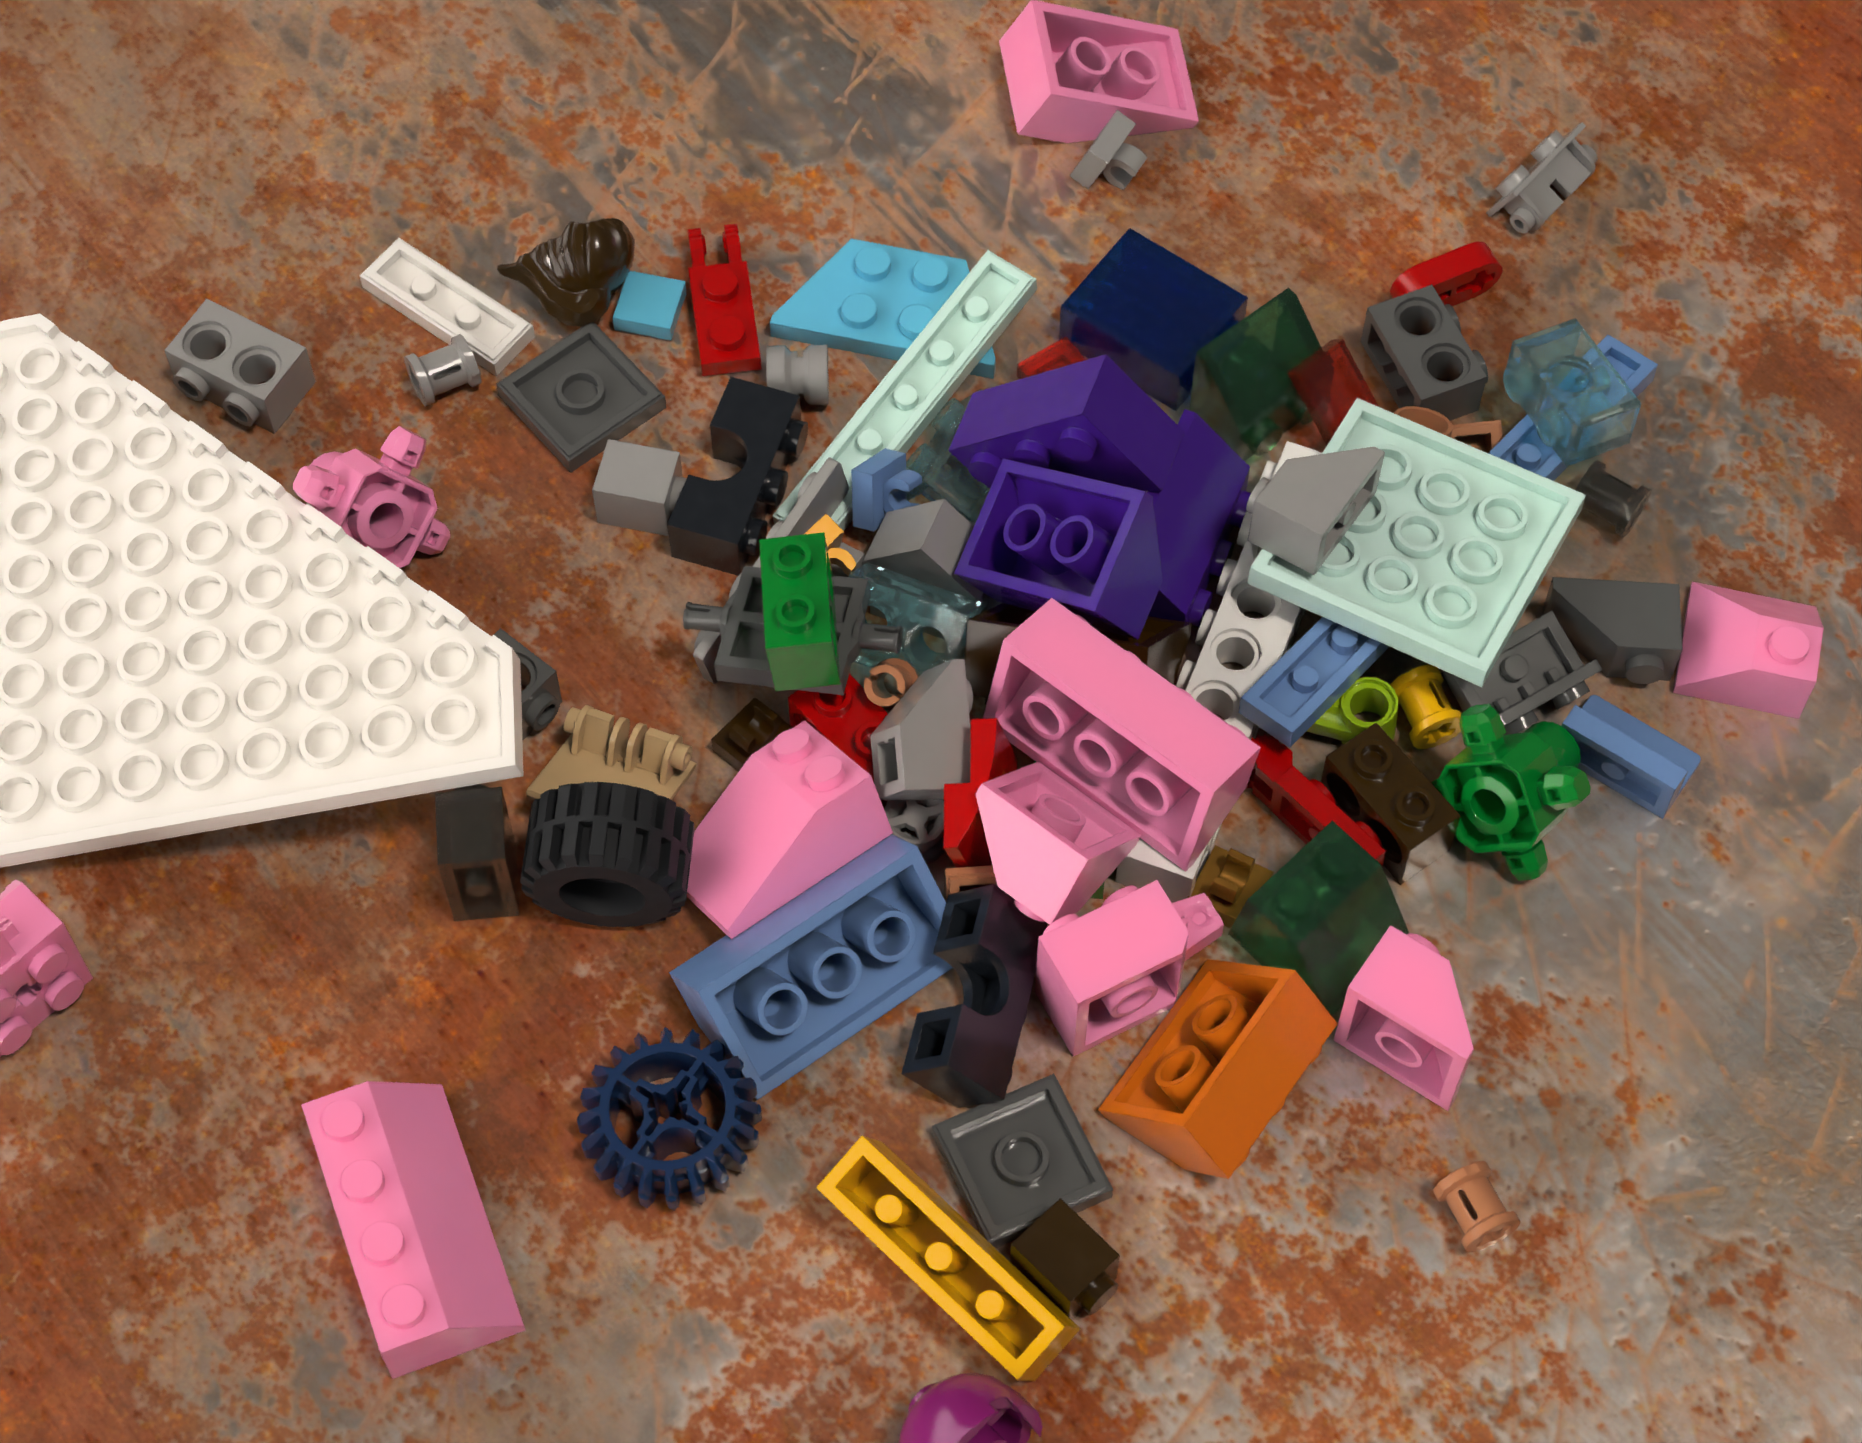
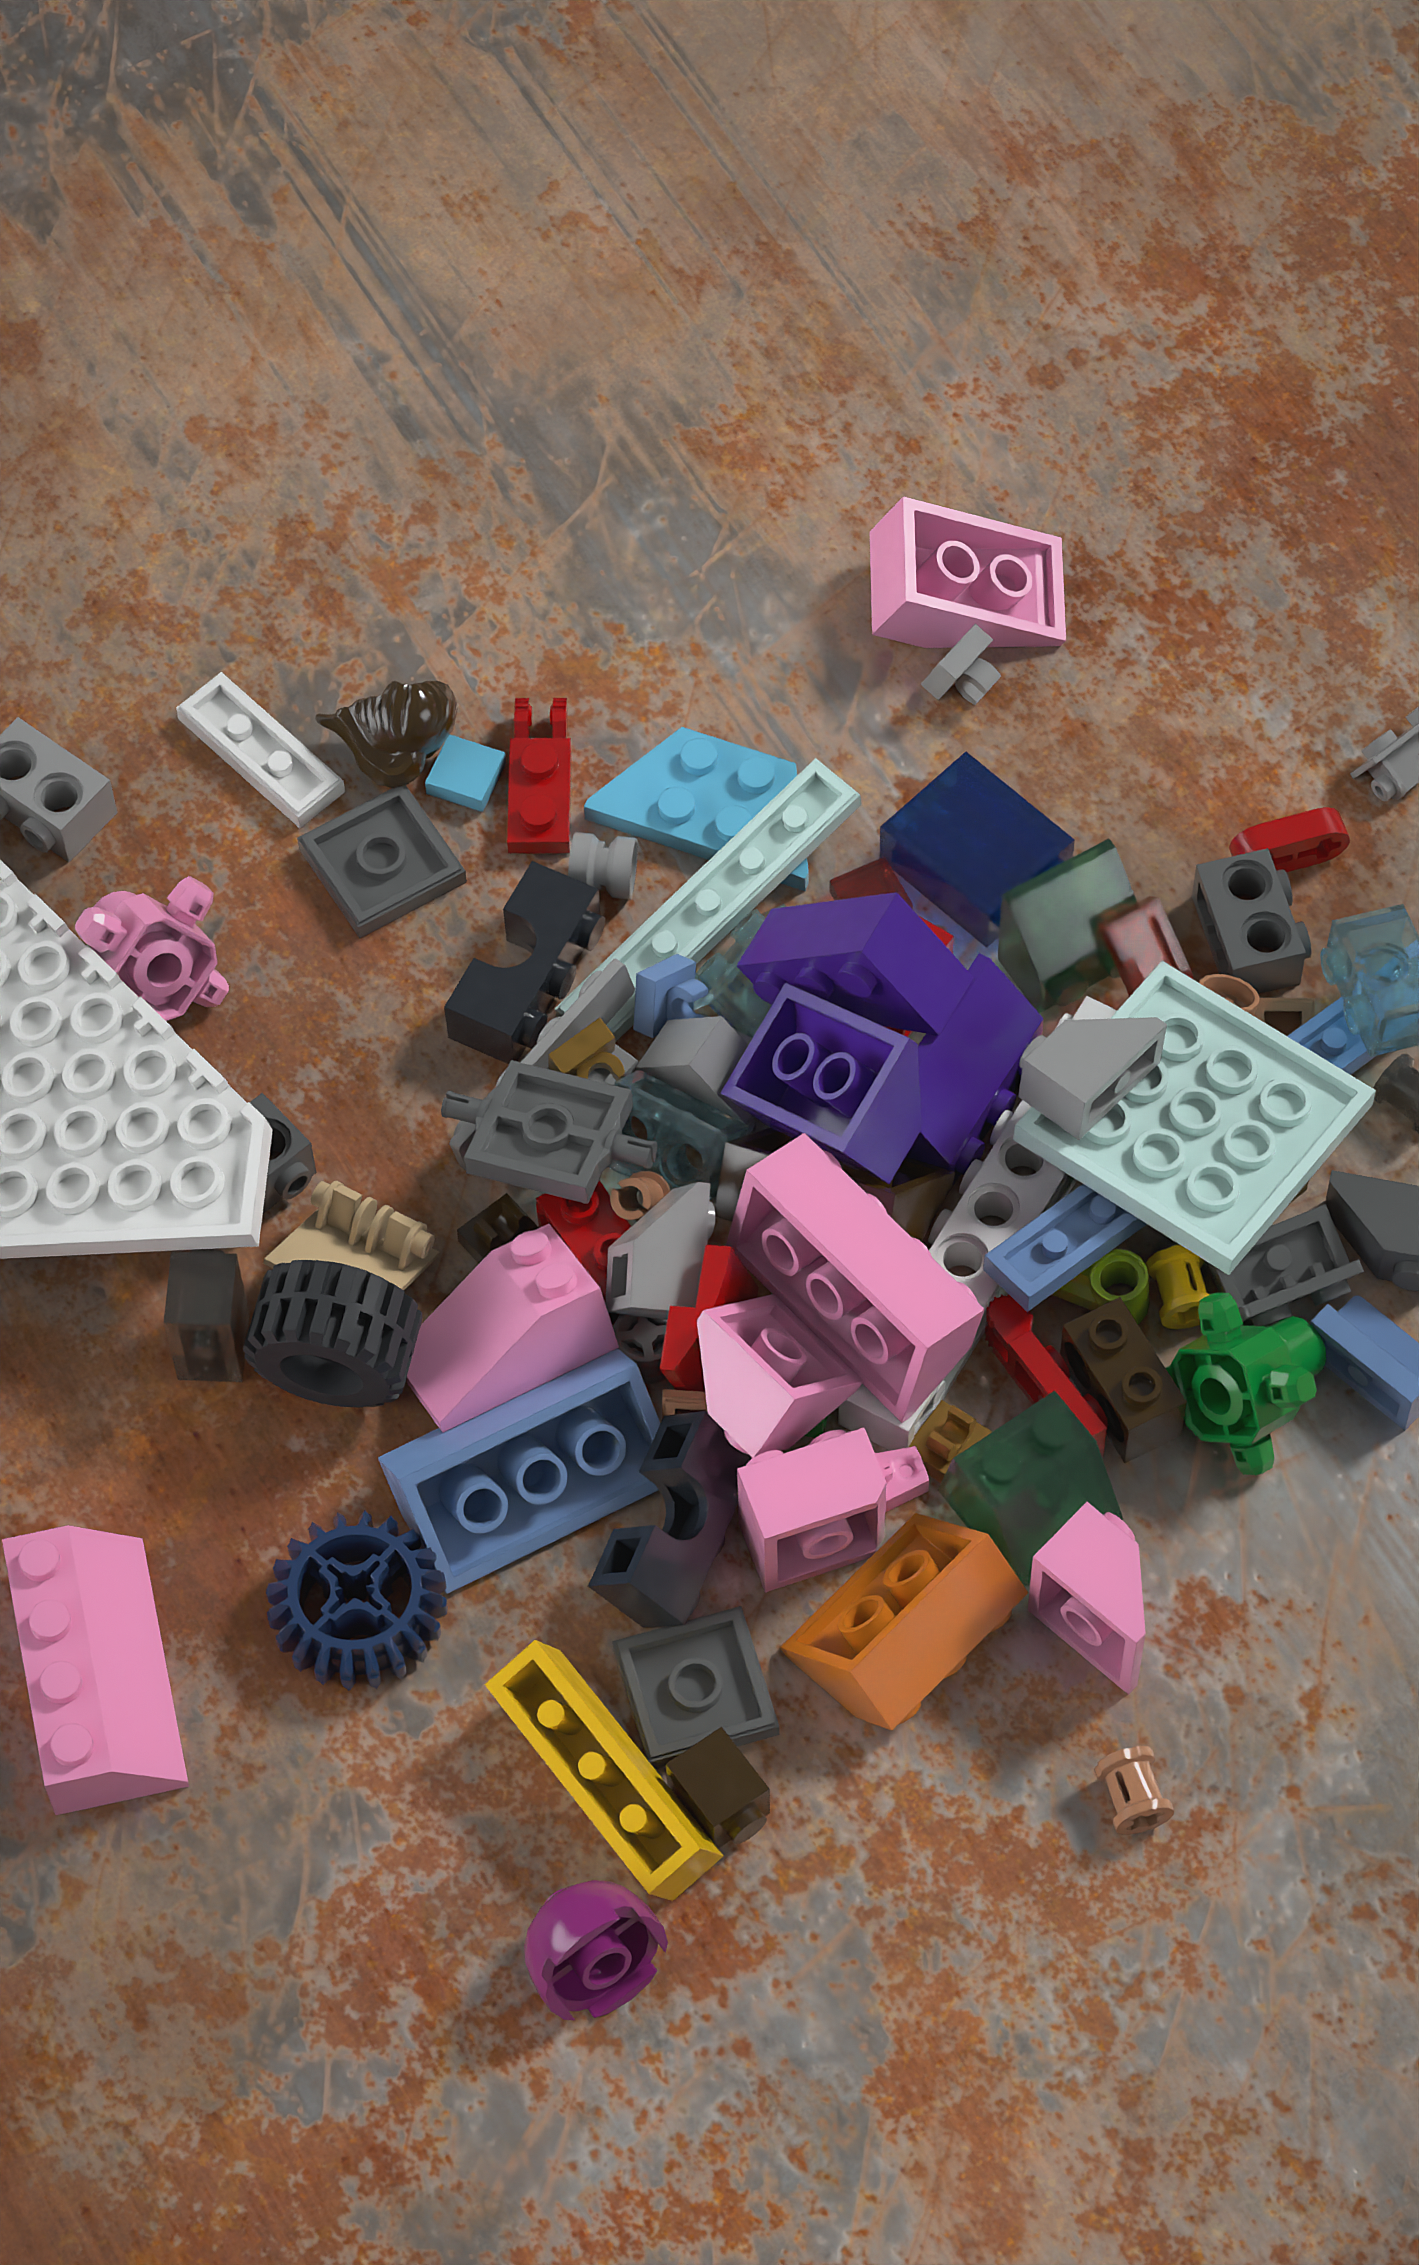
camera: 10 degrees right, 0 degrees up
(442, 370) = (245, 817): light grey bush -> none
(637, 486) = (421, 962): light grey brick -> none
(799, 612) = (552, 1116): green brick -> none

